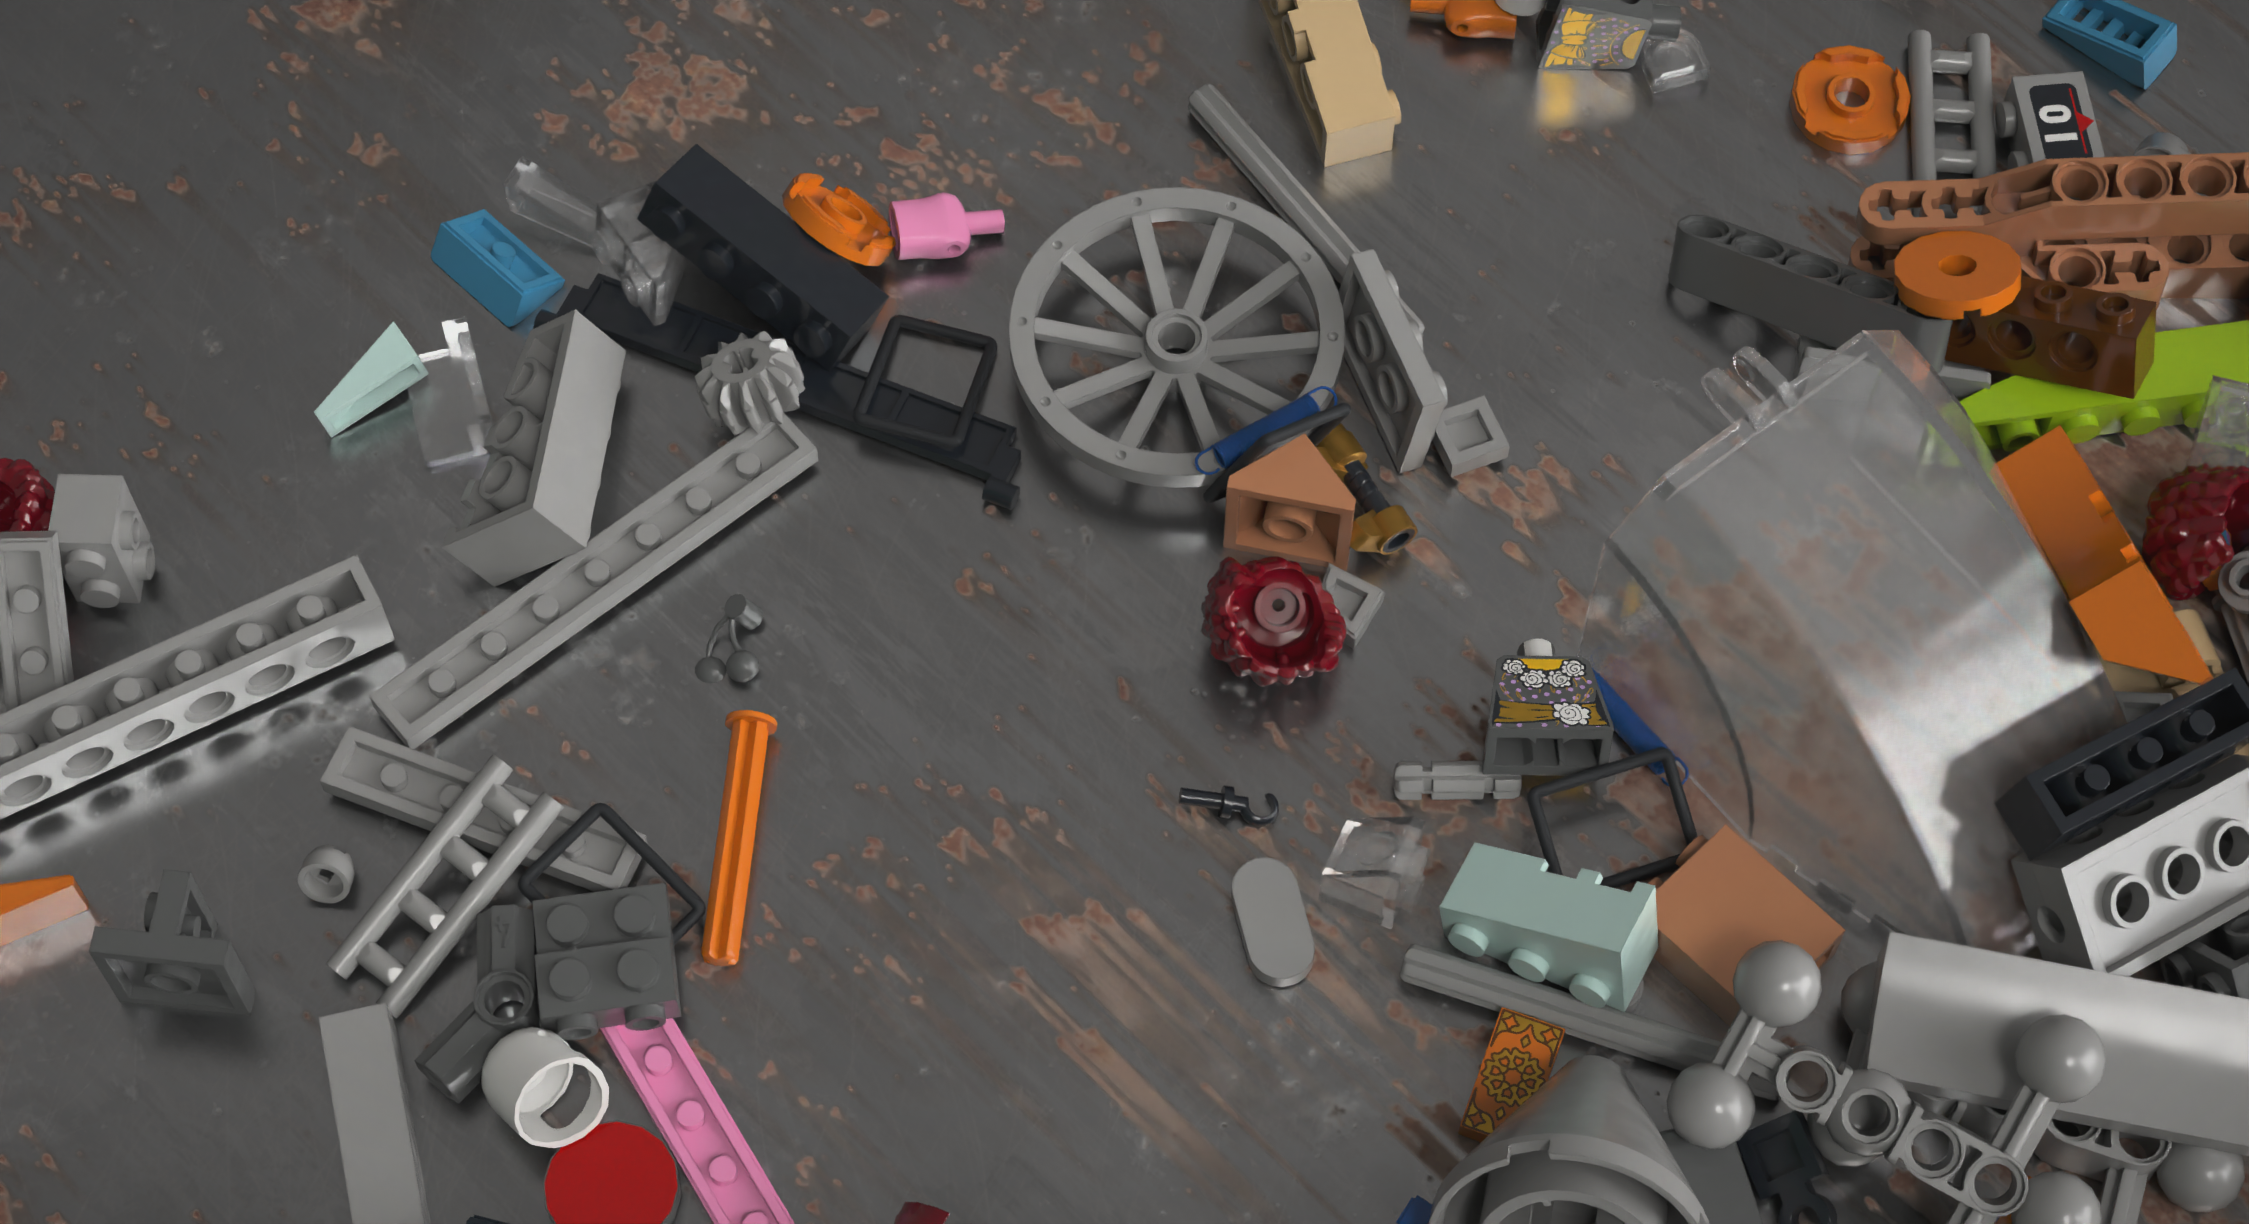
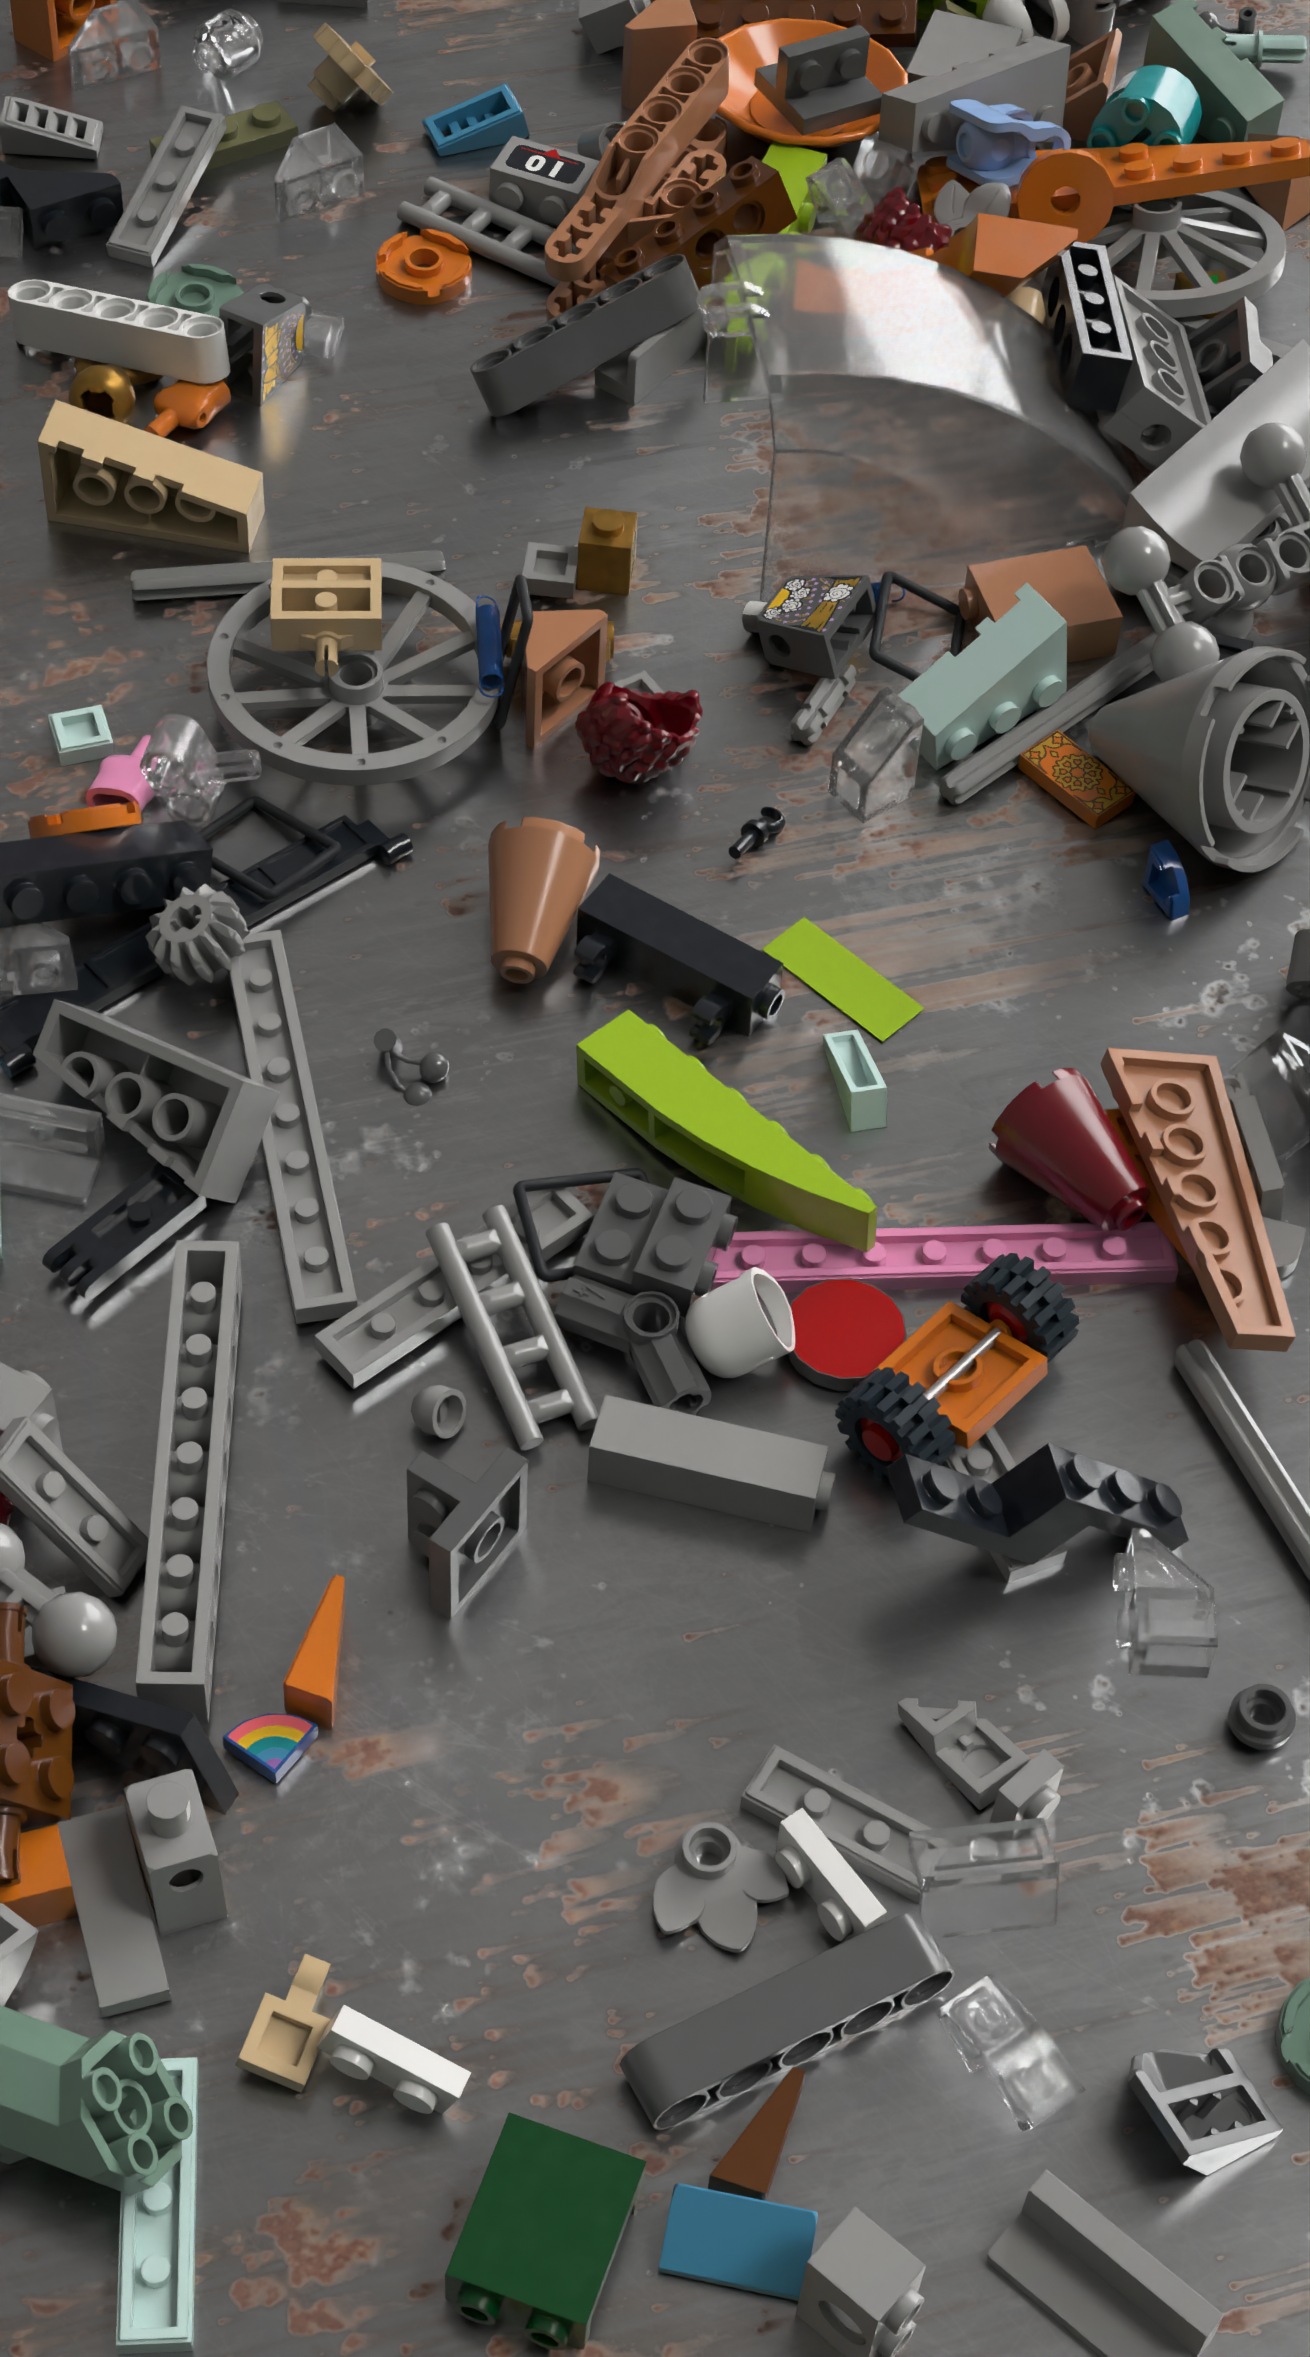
camera: 65 degrees left, 10 degrees down
(385, 511) = (124, 1231): none -> black hinge
(735, 835) = (581, 1124): orange axle -> none
(780, 940) = (717, 1132): none -> lime slope
(949, 1049) = (857, 1080): none -> light aqua piece
(954, 266) = (189, 772): none -> clear beam
(979, 160) = (81, 735): none -> light aqua tile
(979, 643) = (535, 892): none -> nougat cone
(1000, 810) = (679, 956): none -> black brick
(1086, 979) = (843, 979): none -> lime sticker
(1212, 263) = (326, 607): none -> tan plate
(1272, 922) = (869, 850): light grey tile -> none
(1390, 361) = (473, 556): light grey plate -> none
(1522, 472) = (607, 550): none -> pearl gold brick
(1957, 274) = (653, 236): orange tile -> none

